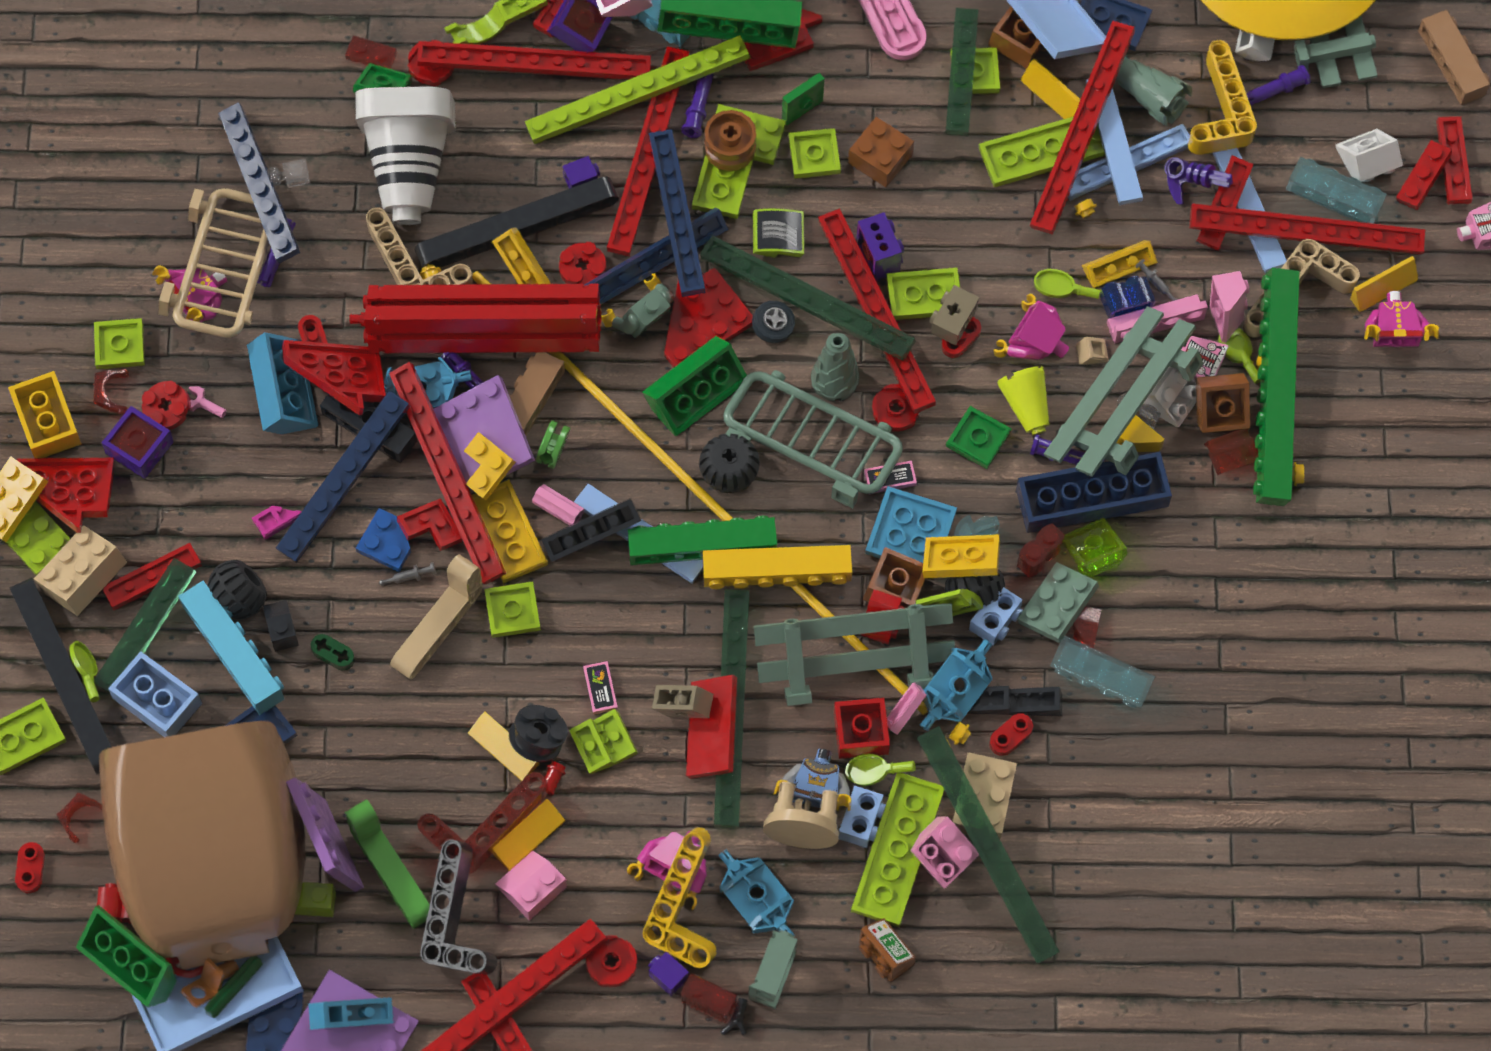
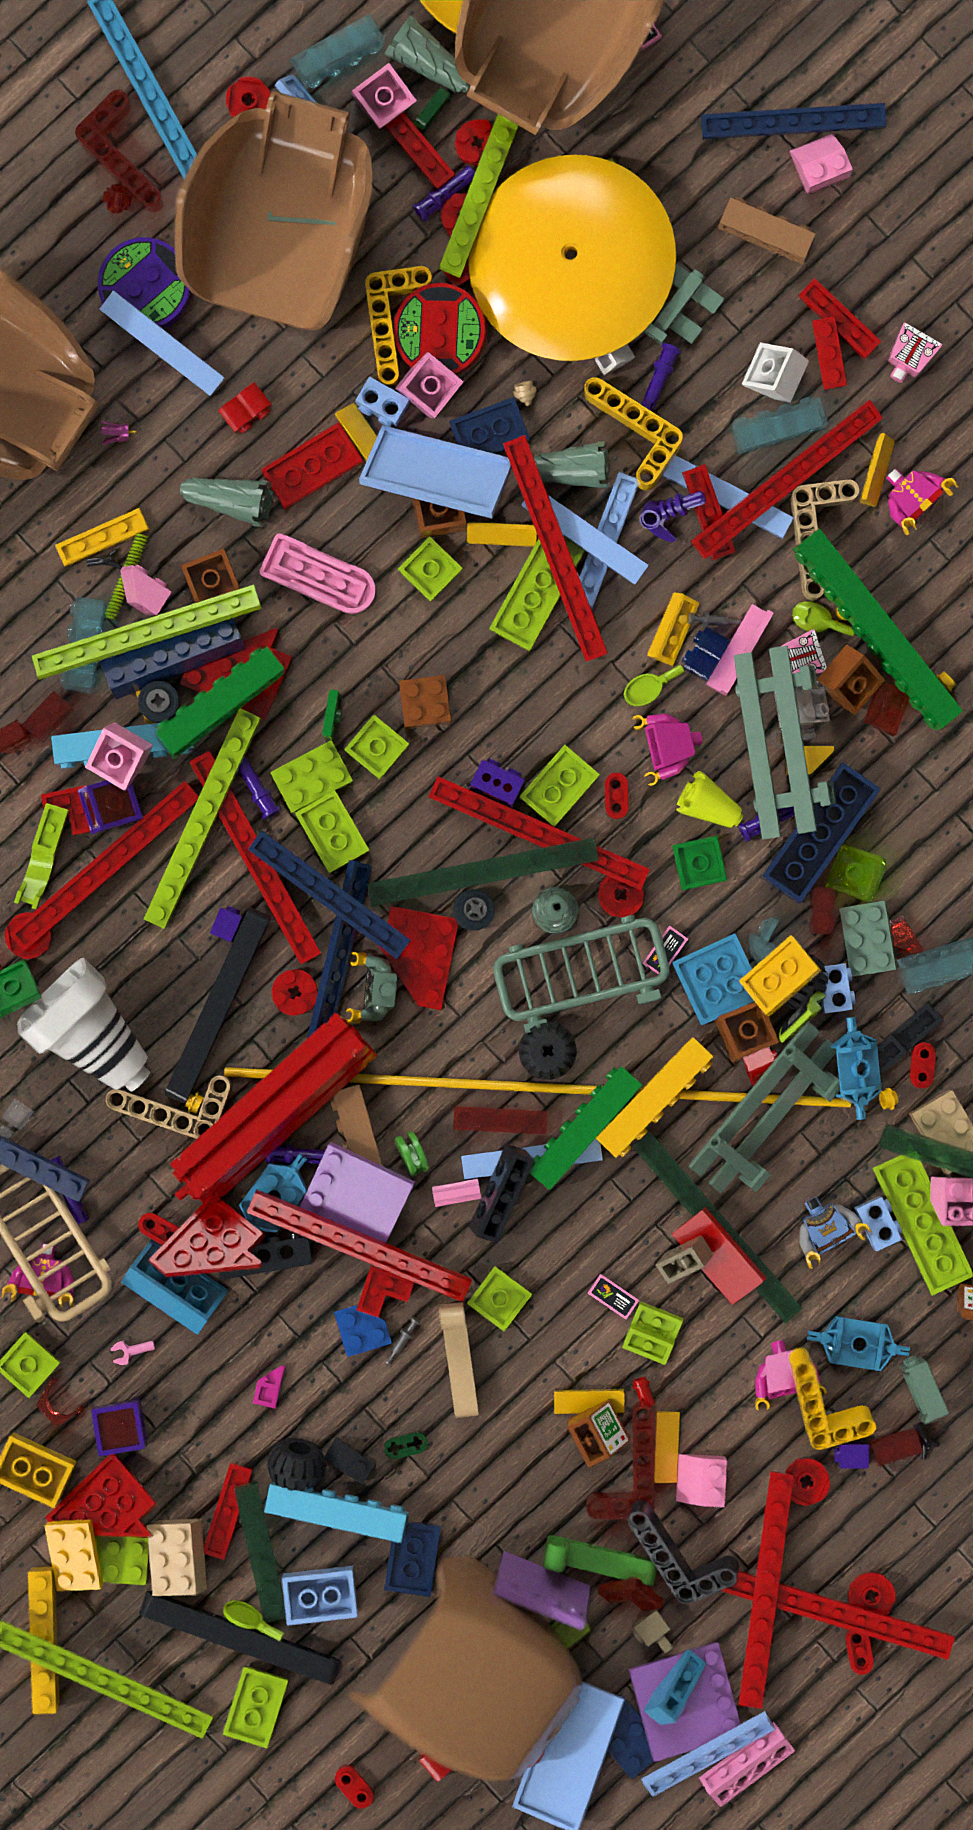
camera: 40 degrees left, 20 degrees up
(67, 812) = (340, 1729): clear red helmet -> none
(126, 958) = (489, 1797): green slope -> none
(162, 392) = (120, 1374): red plate -> none
(210, 981) = (559, 1753): dark orange bracket -> none
(233, 986) = (577, 1742): dark green axle -> none
(343, 476) = (289, 1316): dark blue plate -> none
(378, 959) = (652, 1628): none -> dark tan brick
(393, 911) = (631, 1590): none -> clear red plate
(486, 770) = (598, 1432): none -> dark orange slope
(493, 465) = (388, 1211): yellow plate -> none
(510, 532) = (438, 1241): yellow tile -> none
(519, 258) = (254, 1034): yellow slope -> none
(538, 733) = (607, 1360): black wheel -> none
(643, 484) = (500, 1120): none -> clear red plate
(695, 385) = (466, 1012): green slope -> none
(730, 140) = (300, 794): dark orange wheel -> none
(778, 232) = (410, 835): slope -> none
(800, 826) = (841, 1275): tan piece -> none
(861, 727) = (821, 1161): red brick -> none
(871, 769) = (854, 1182): lime piece -> none
(905, 708) = (838, 1119): bright pink tile -> none
(961, 72) = (423, 581): clear green plate -> none
(963, 306) = (609, 798): dark tan brick -> none
(1085, 208) = (611, 608): yellow plate -> none
(1092, 351) = (716, 718): tan slope -> none
(1163, 15) = (525, 392): none -> tan plate
(1228, 302) = (784, 595): bright pink slope -> none

